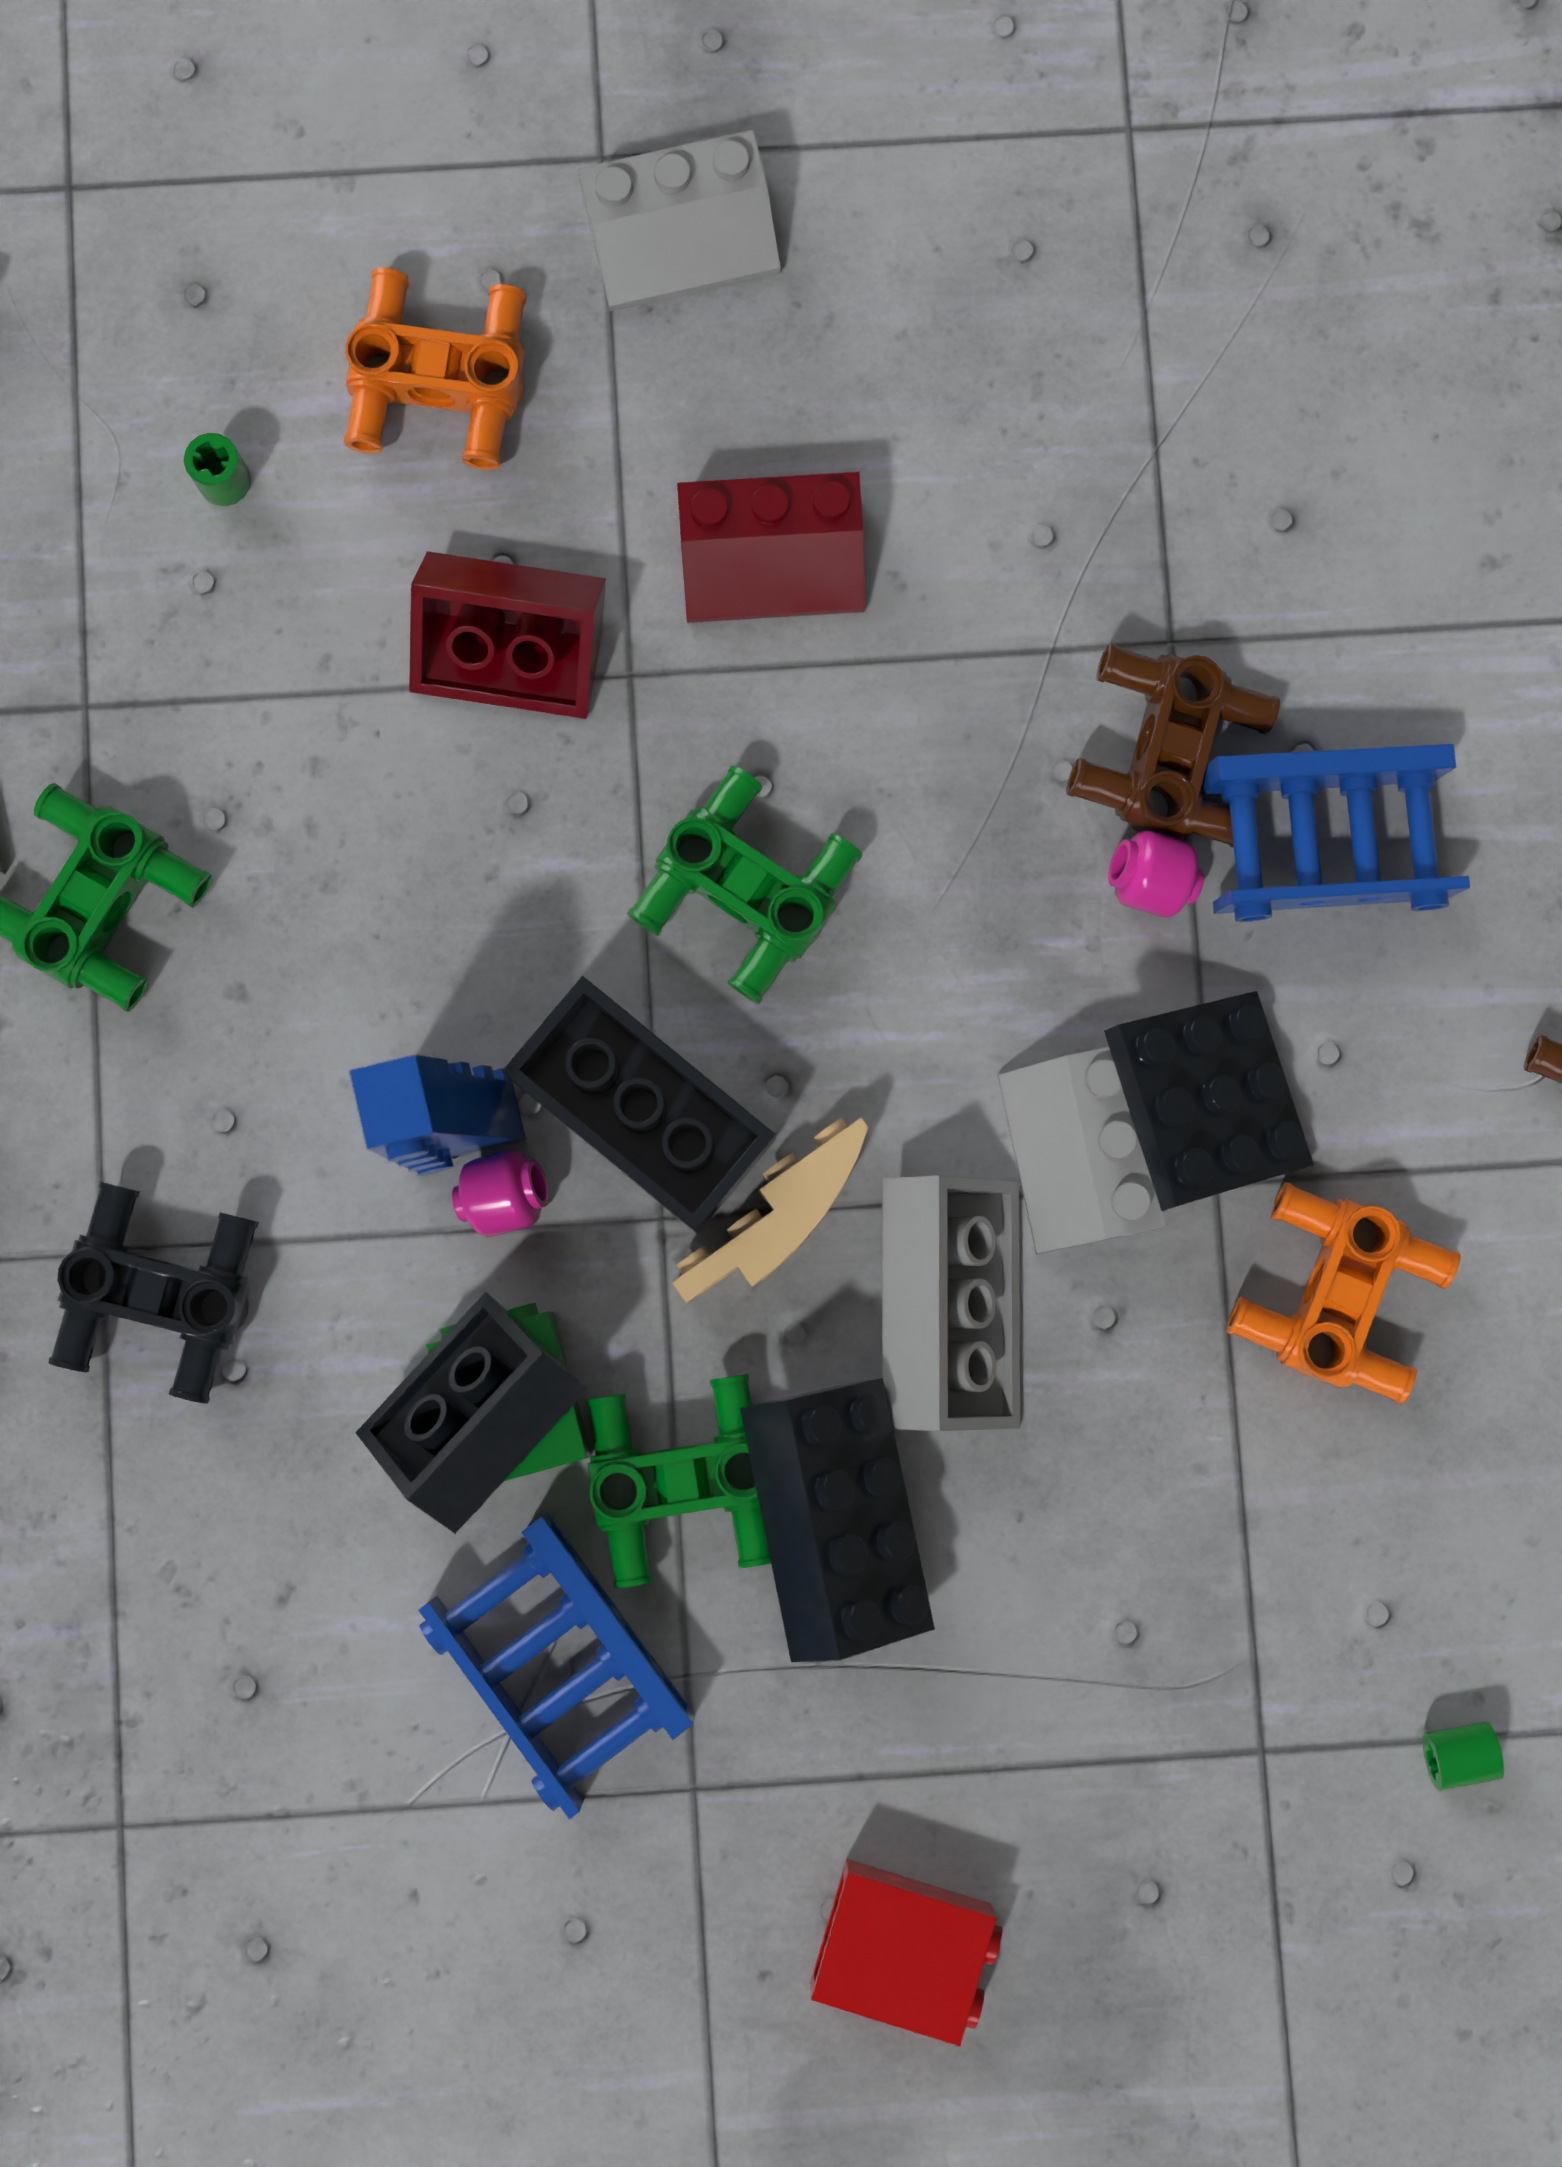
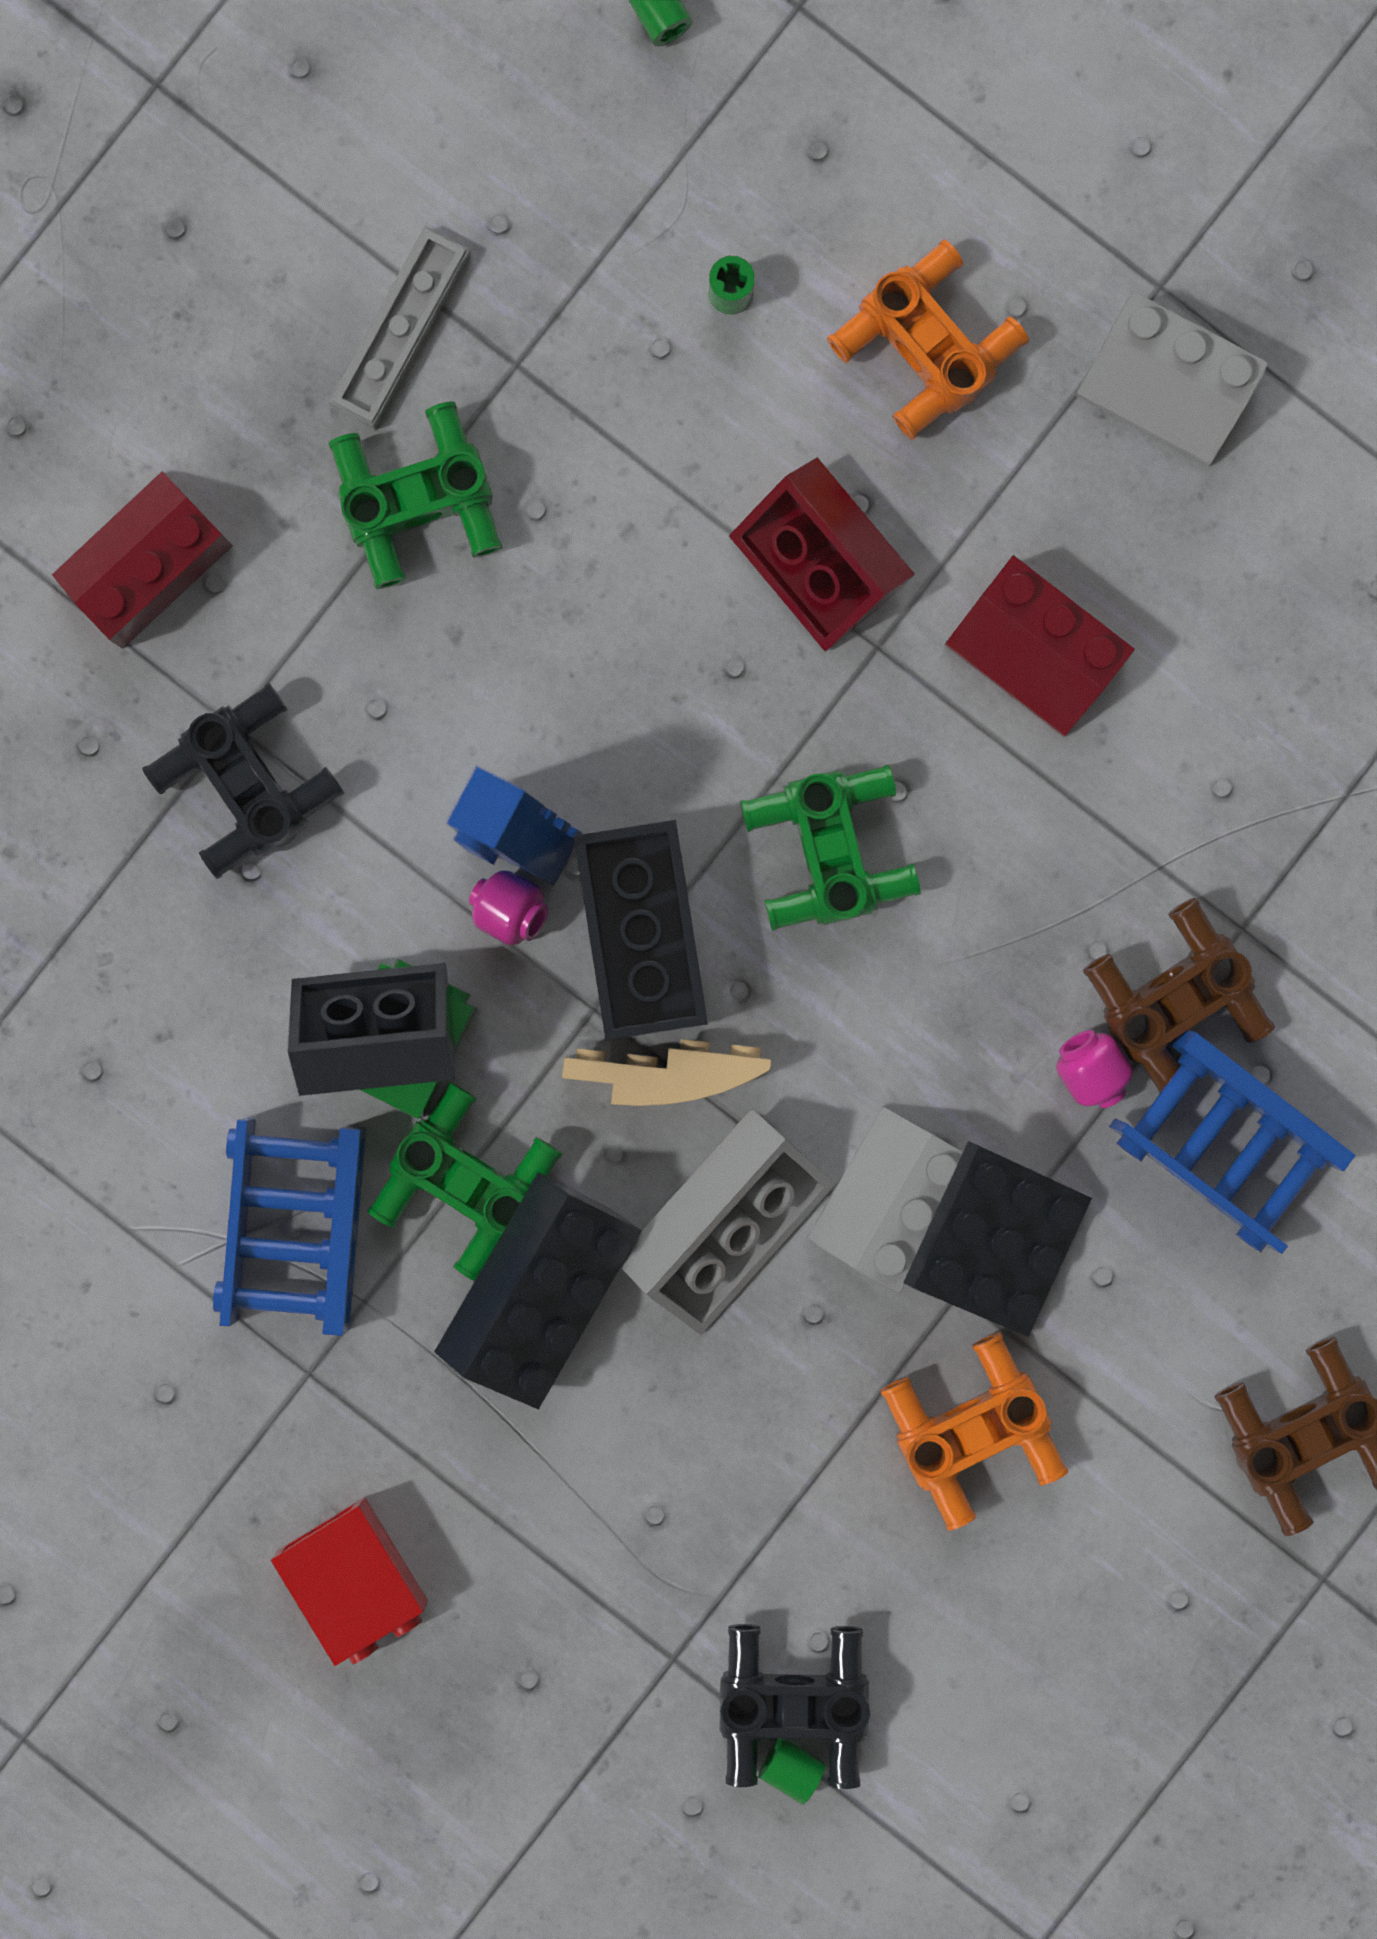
camera: 45 degrees right, 5 degrees up
(1411, 1694) = (794, 1706): none -> black piece

